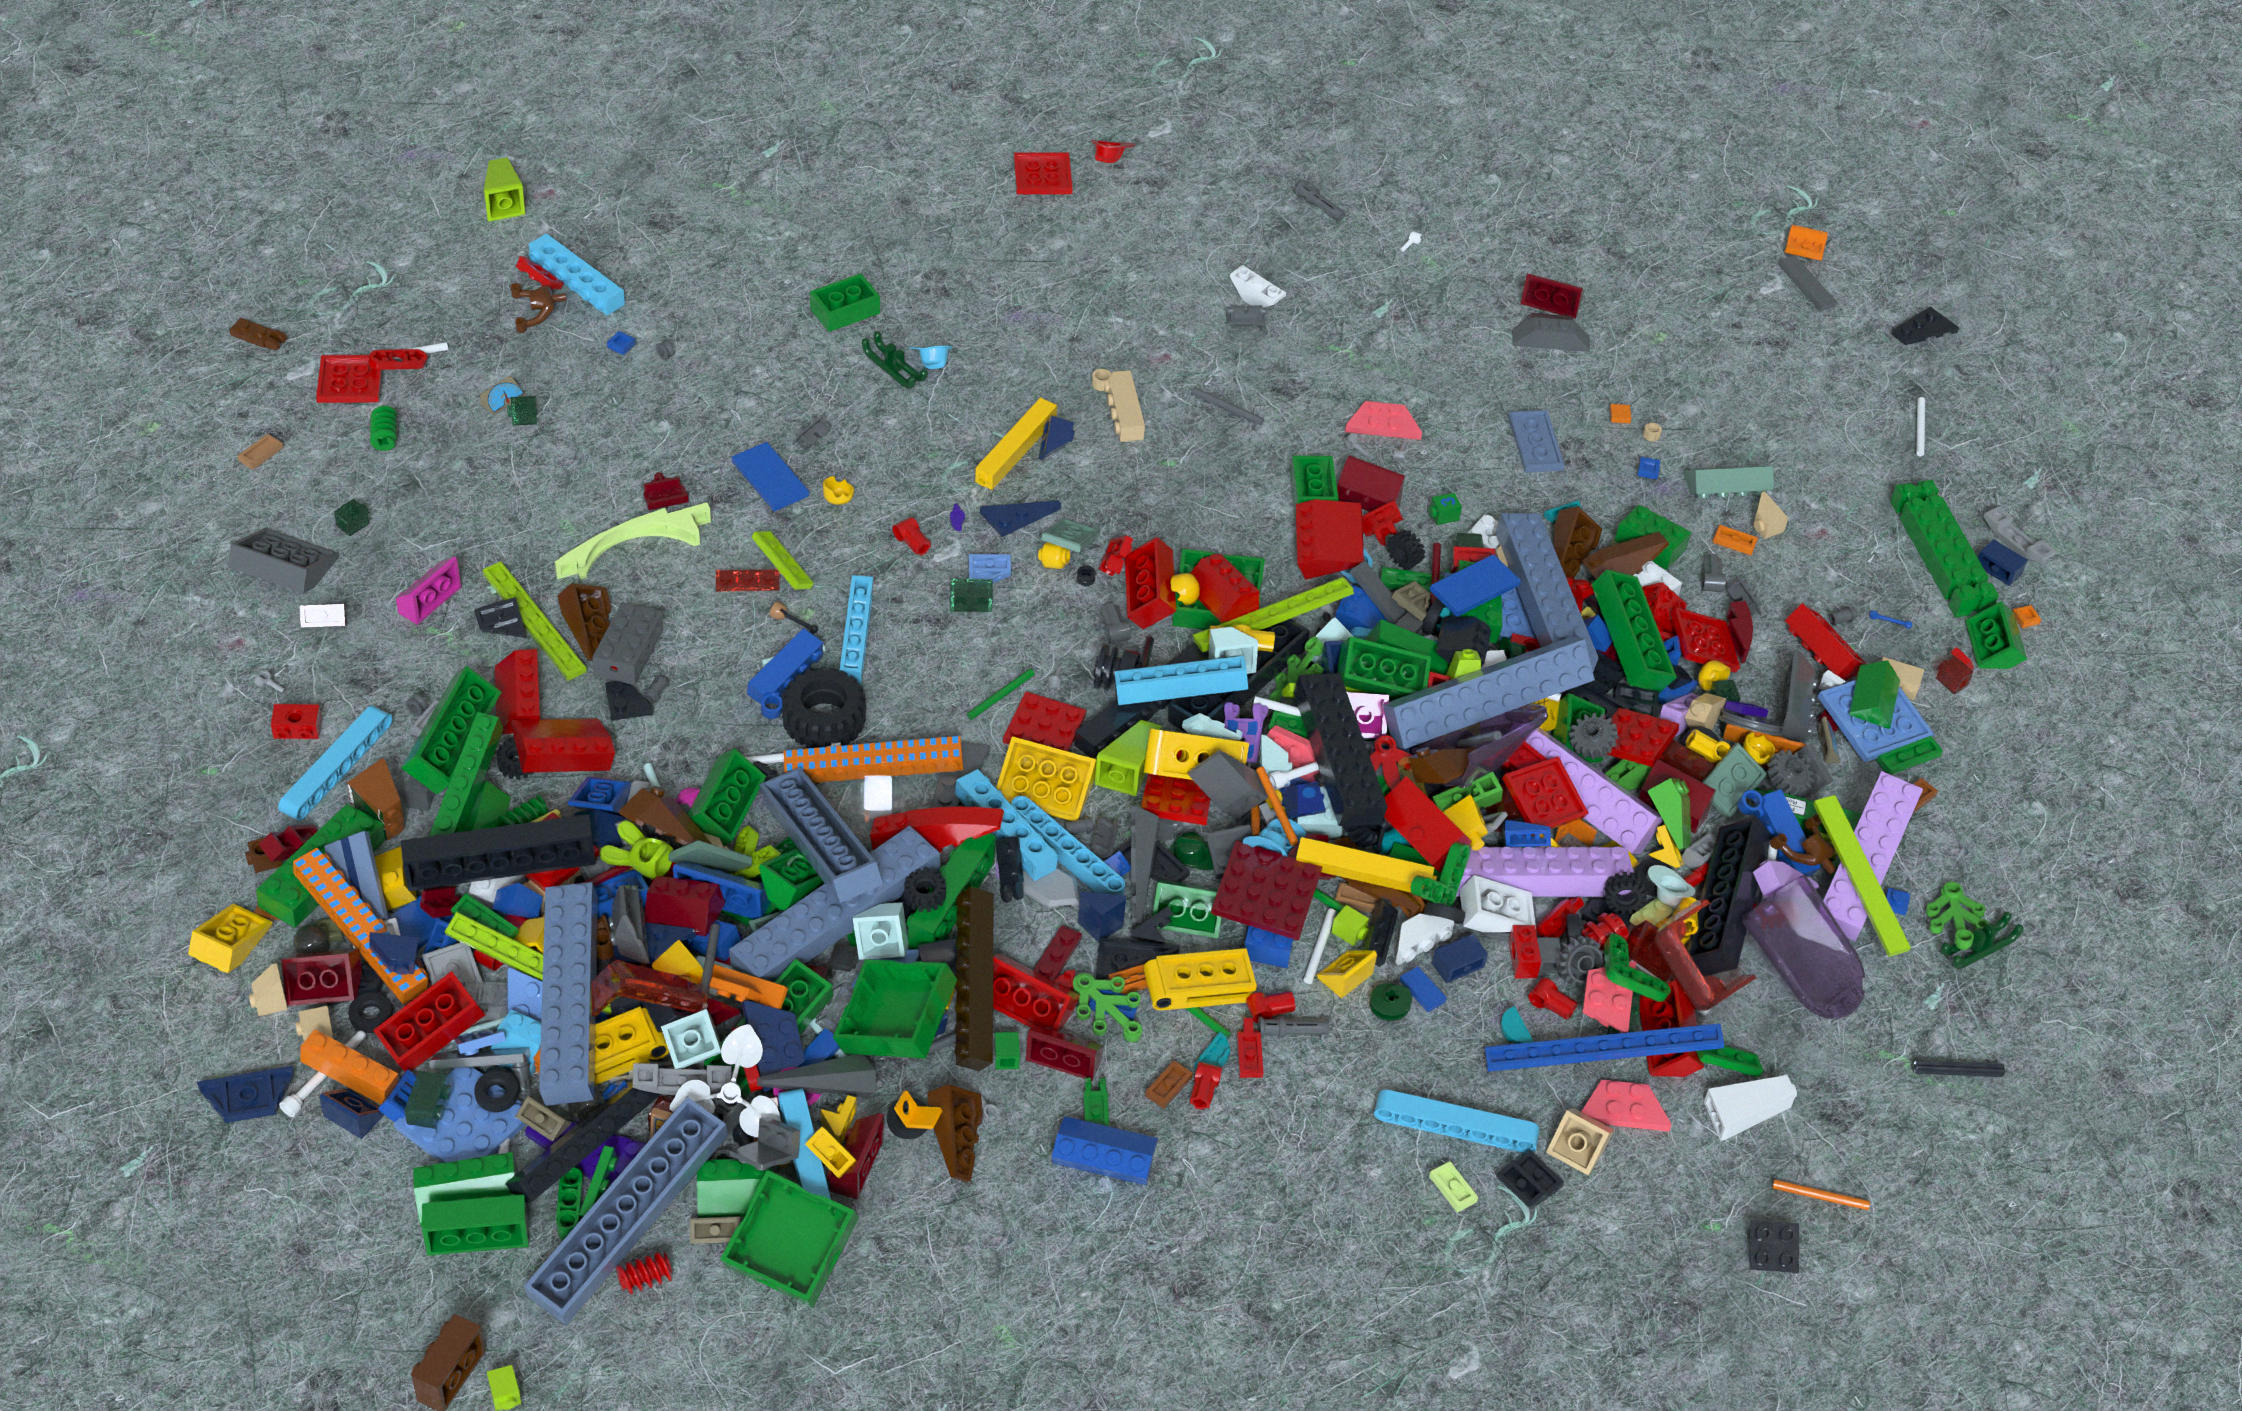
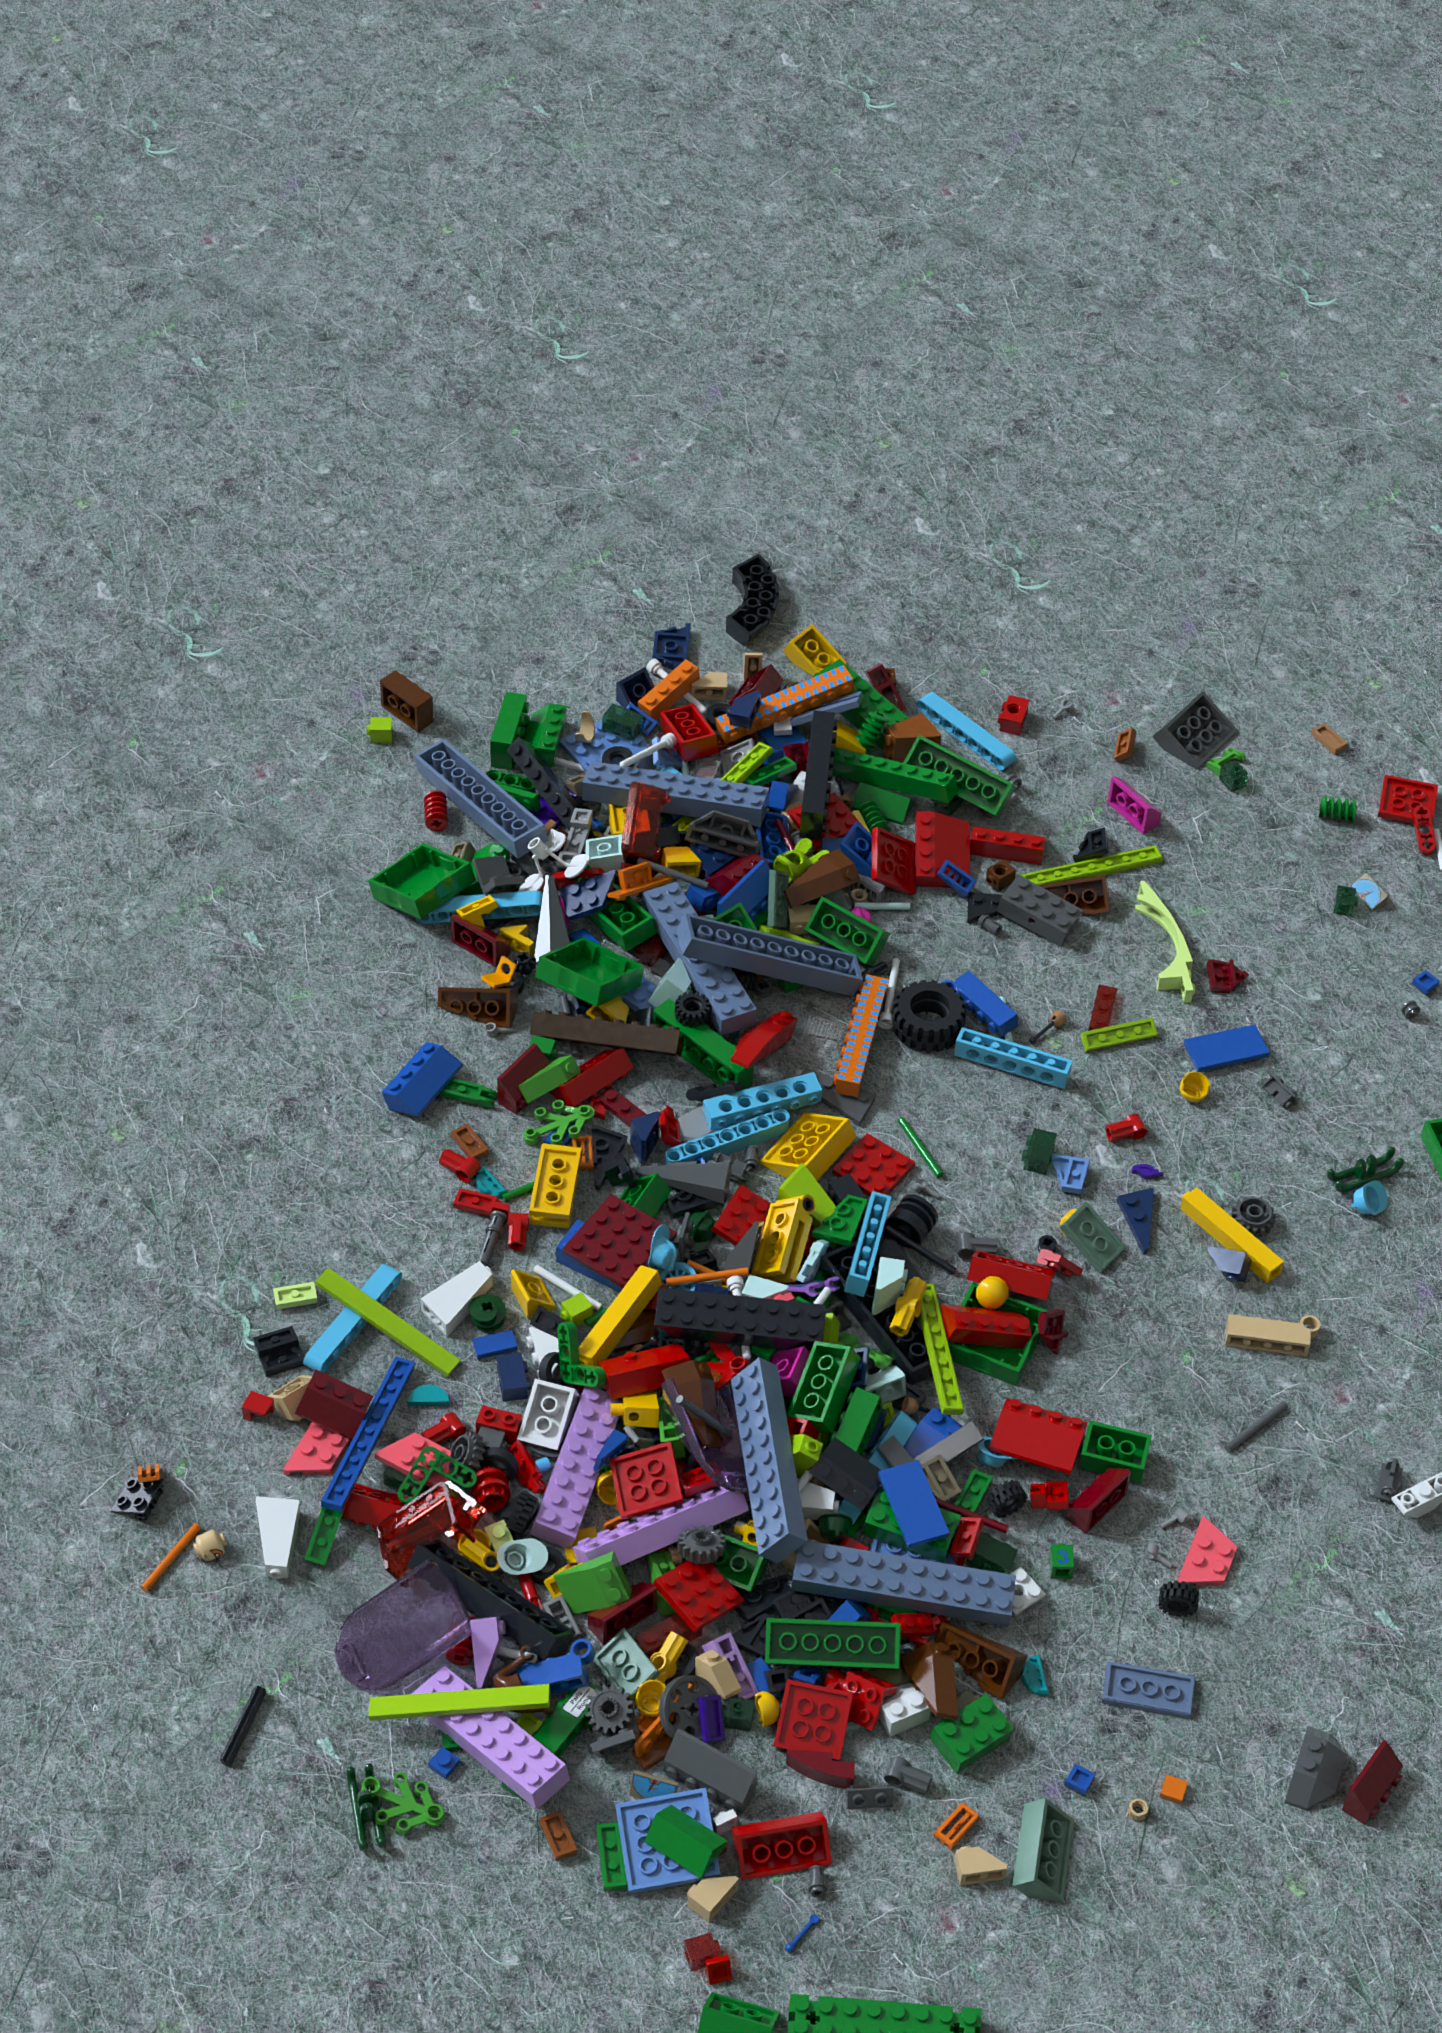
camera: 110 degrees right, 0 degrees up
(134, 1017) = (759, 596): none -> black brick
(310, 527) = (1230, 754): none -> bright green piece
(382, 830) = (873, 729): none -> green piece
(454, 1141) = (587, 728): none -> tan helmet
(463, 1032) = (667, 741): none -> white piece
(576, 690) = (1000, 875): none -> reddish brown brick
(604, 718) = (957, 887): none -> blue slope
(610, 771) = (893, 861): none -> red plate
(883, 1090) = (525, 963): none -> black gear
(985, 429) = (1254, 1215): none -> dark grey gear
(1055, 1016) = (549, 1078): none -> bright green slope
(1066, 904) = (669, 1127): none -> red hinge
(1148, 714) = (843, 1222): none -> green wing
(1193, 544) = (1051, 1327): none -> dark red slope
(1384, 1033) = (451, 1301): none -> white slope
(1446, 424) = (1178, 1598): none -> black tyre
(1454, 1082) = (387, 1322): none -> lime tile
(1545, 907) = (543, 1464): none -> medium azure piece
(1586, 1085) = (334, 1404): none -> dark red slope
(1613, 1171) = (257, 1404): none -> red panel
(1733, 1251) = (148, 1471): none -> orange tile
(1794, 1158) = (210, 1545): none -> tan head

